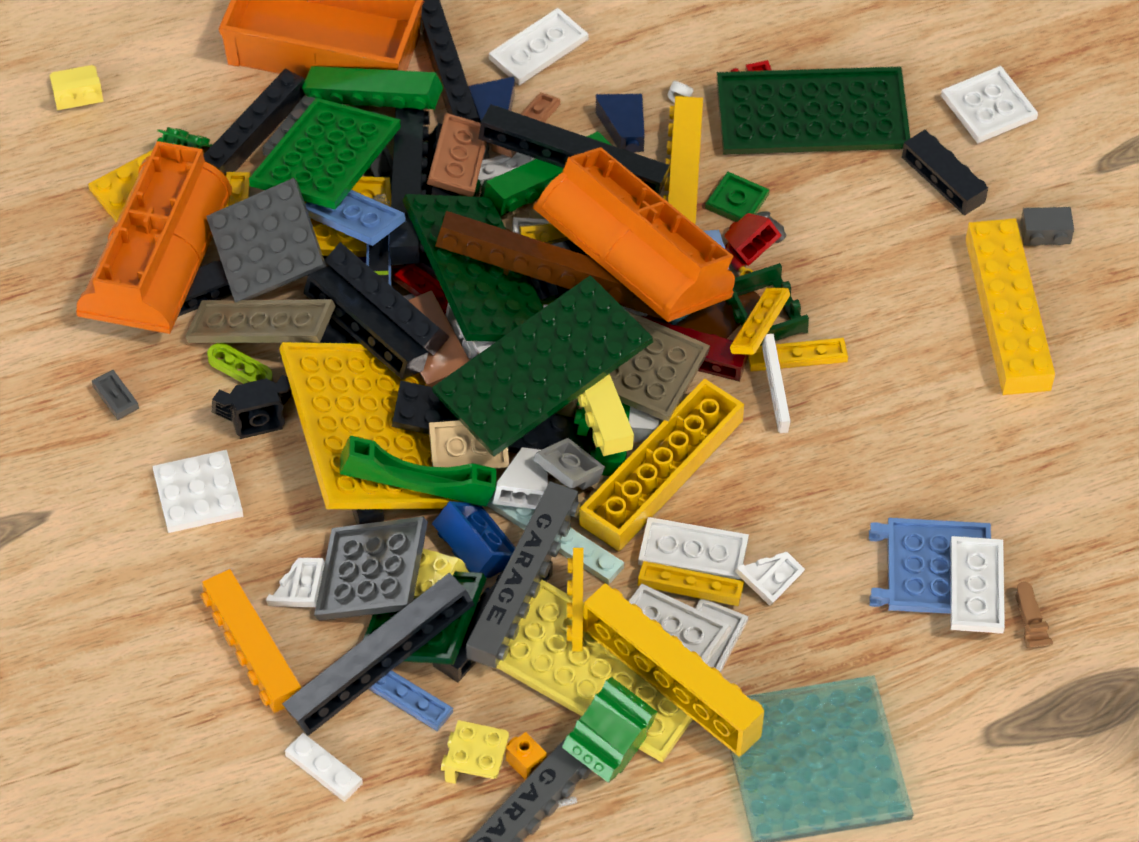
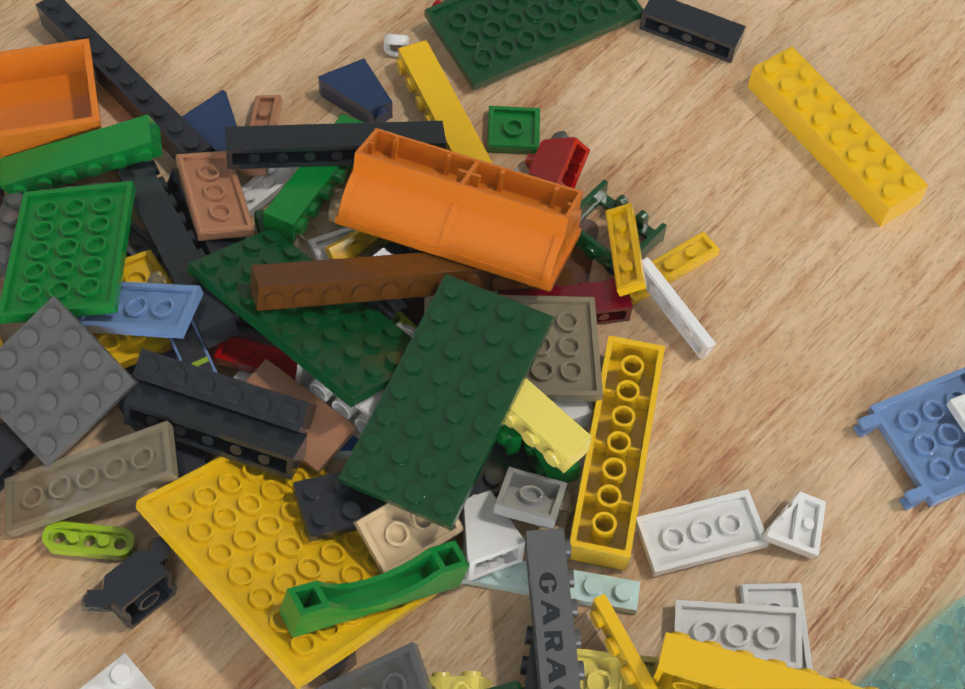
camera: 30 degrees left, 5 degrees up
(474, 538) = (469, 632): blue slope -> none
(538, 46) = (227, 49): white plate -> none
(691, 583) = (723, 574): yellow plate -> none
(1047, 226) = (818, 41): dark grey brick -> none

